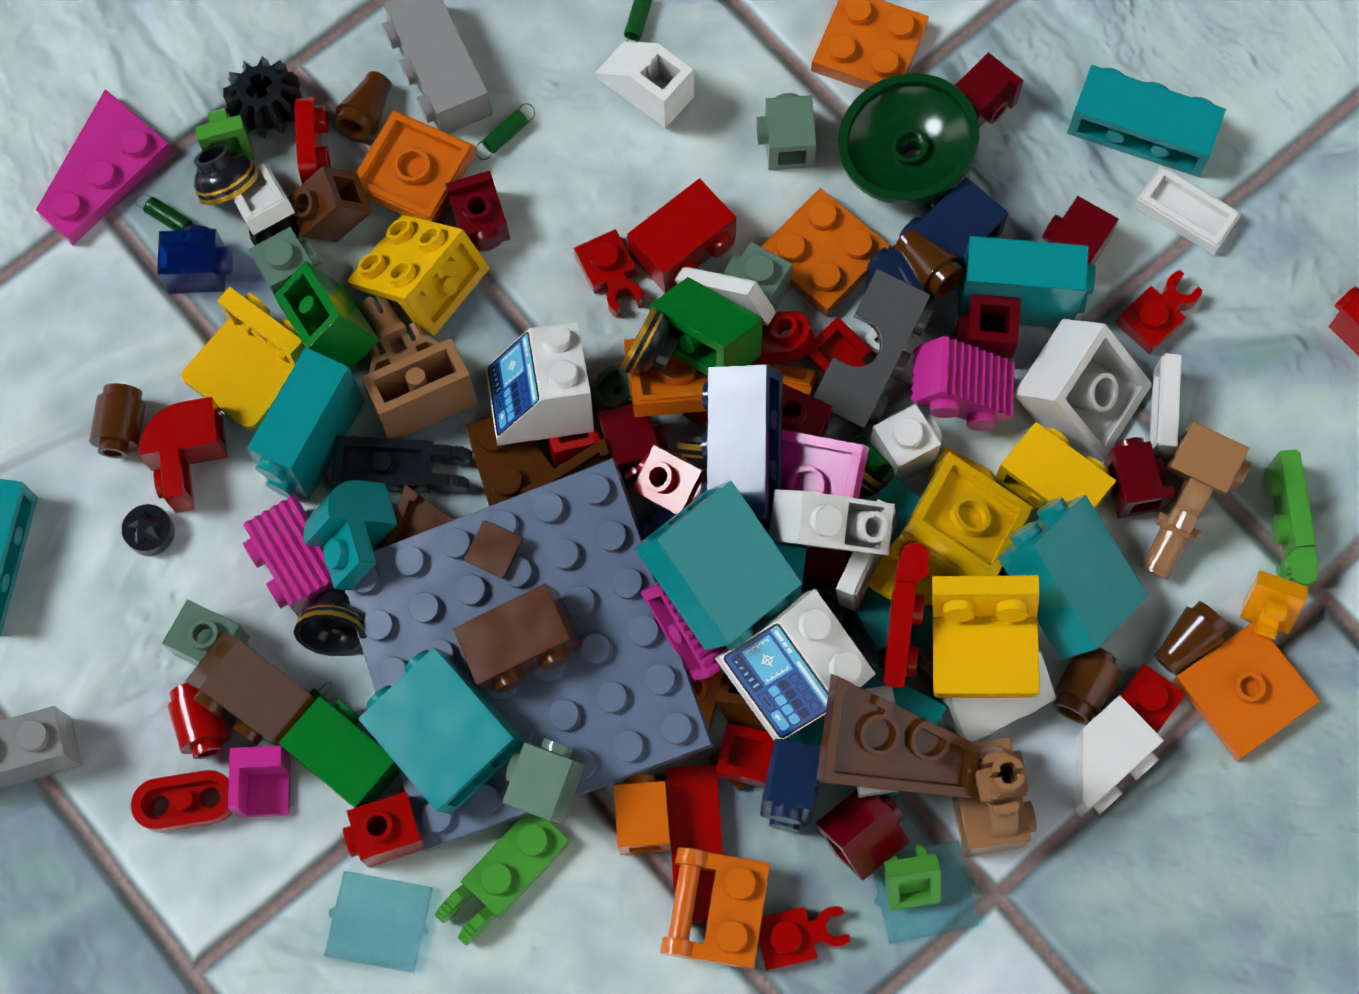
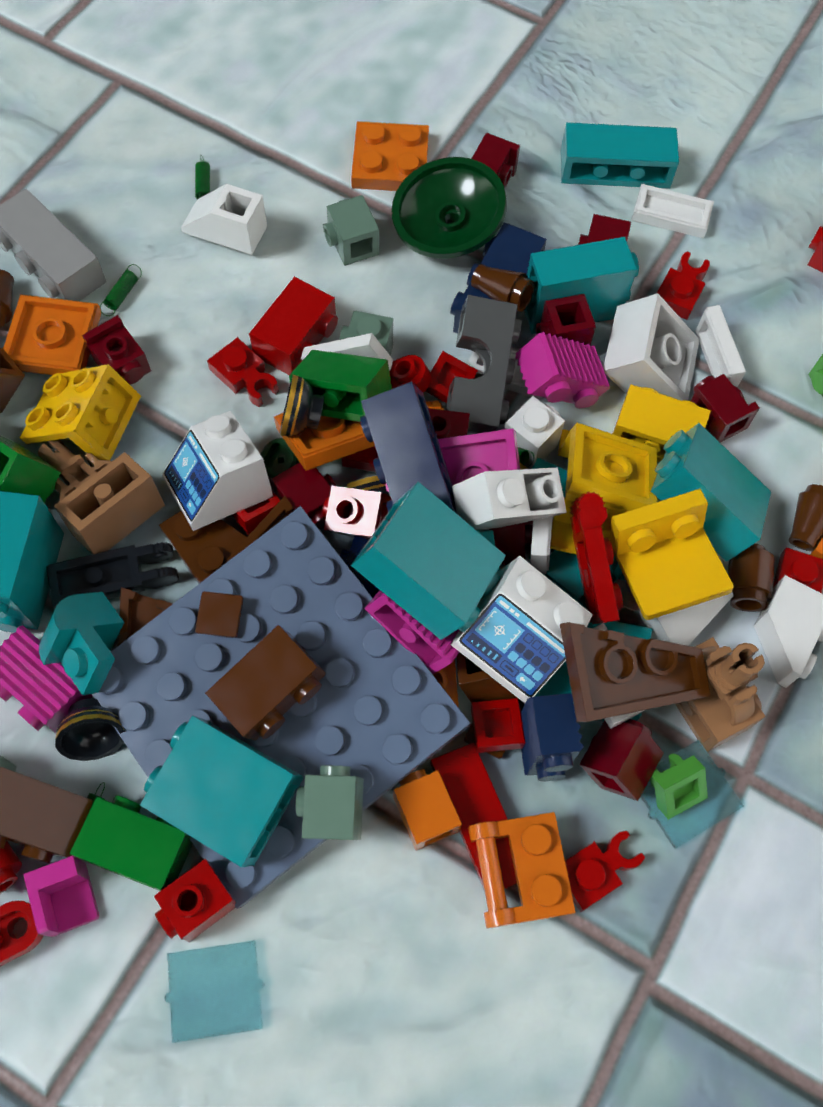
camera: 25 degrees left, 5 degrees down
(505, 873) = (318, 903): bright green hinge -> none
(826, 250) = (418, 309): orange plate -> none
(1208, 466) = (773, 379): medium nougat brick -> none

